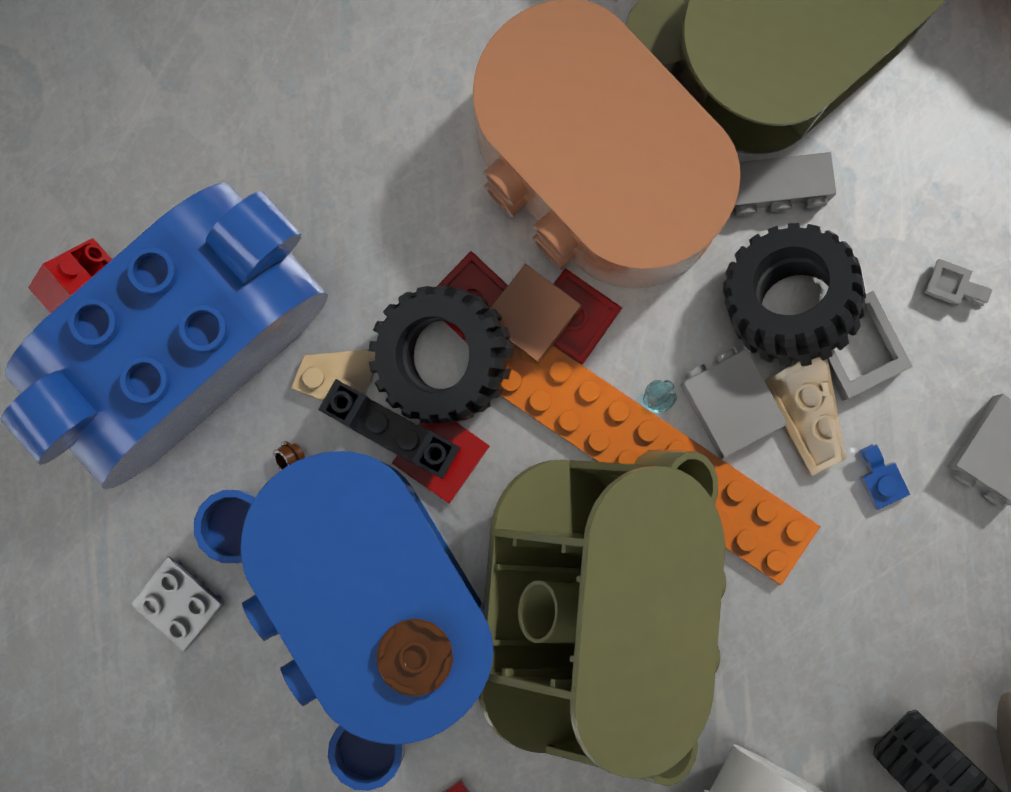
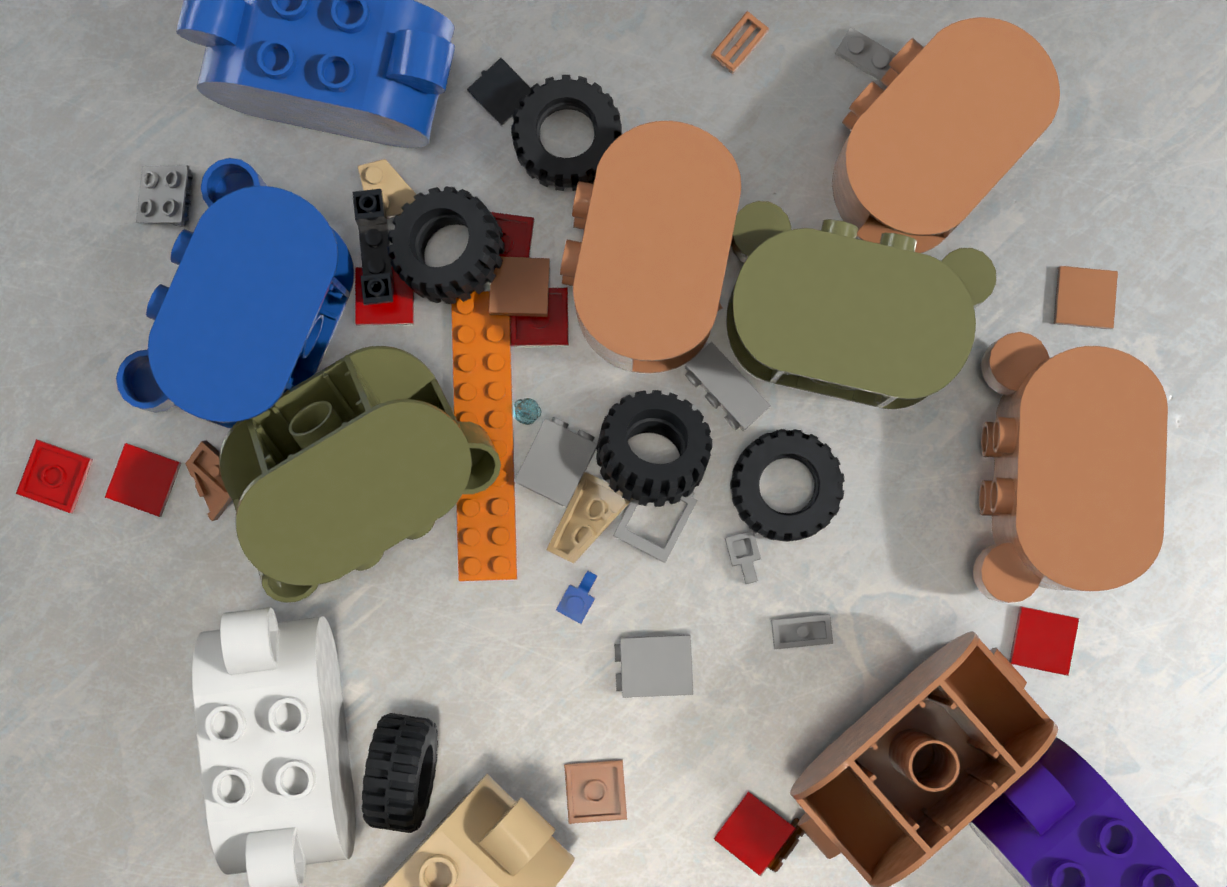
camera: 55 degrees right, 0 degrees up
(287, 454) = (312, 195): reddish brown plate -> none
(319, 192) = (499, 91): none -> black piece
(404, 110) = (553, 97): none -> black tyre
(422, 665) = (224, 370): reddish brown tile -> none
(491, 757) = (205, 470): none -> nougat wing
(957, 166) = (826, 477): none -> black tyre

